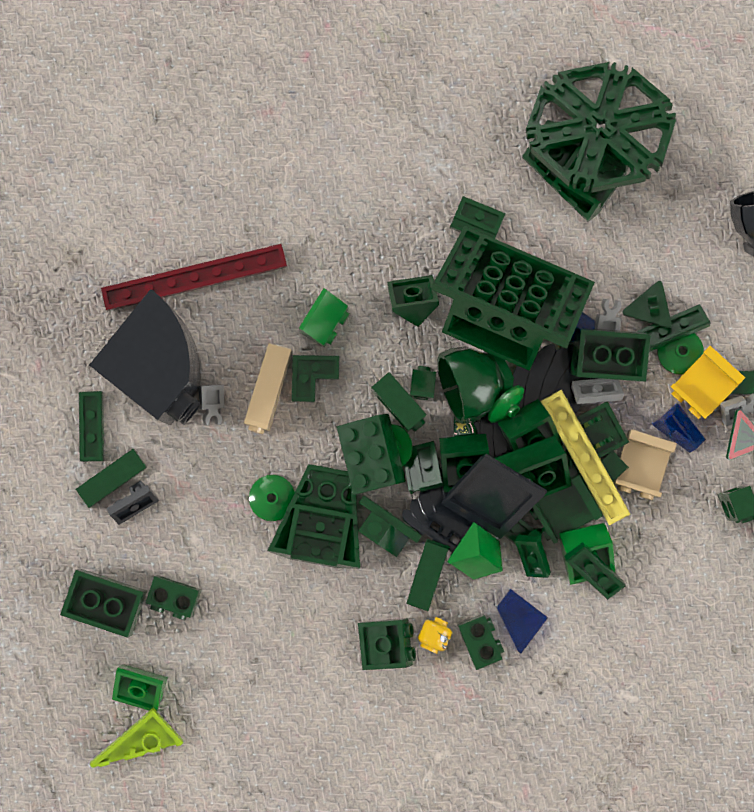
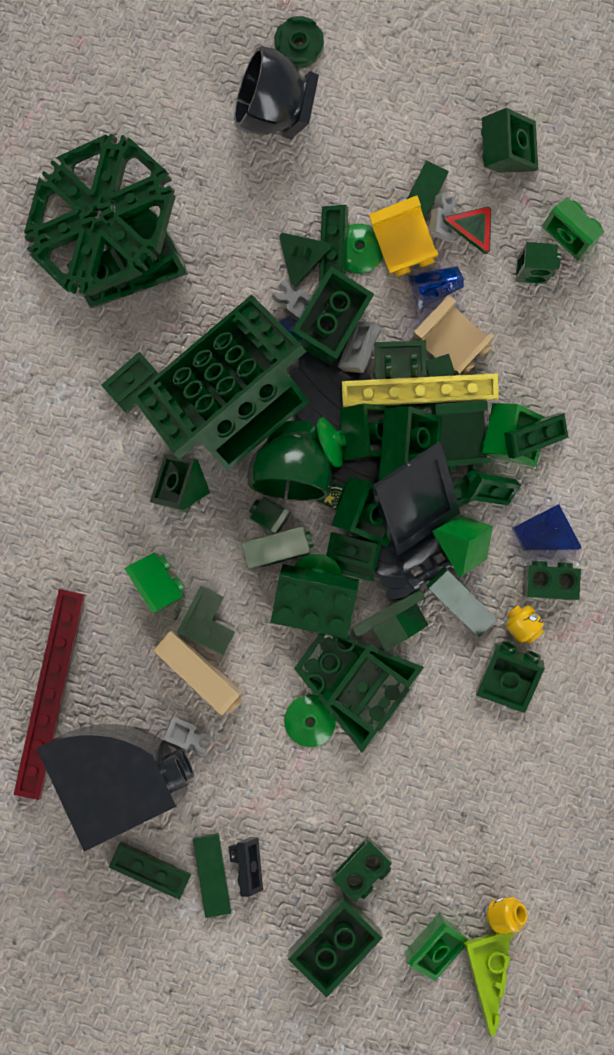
camera: 60 degrees left, 0 degrees up
(192, 731) = (506, 915): none -> yellow head

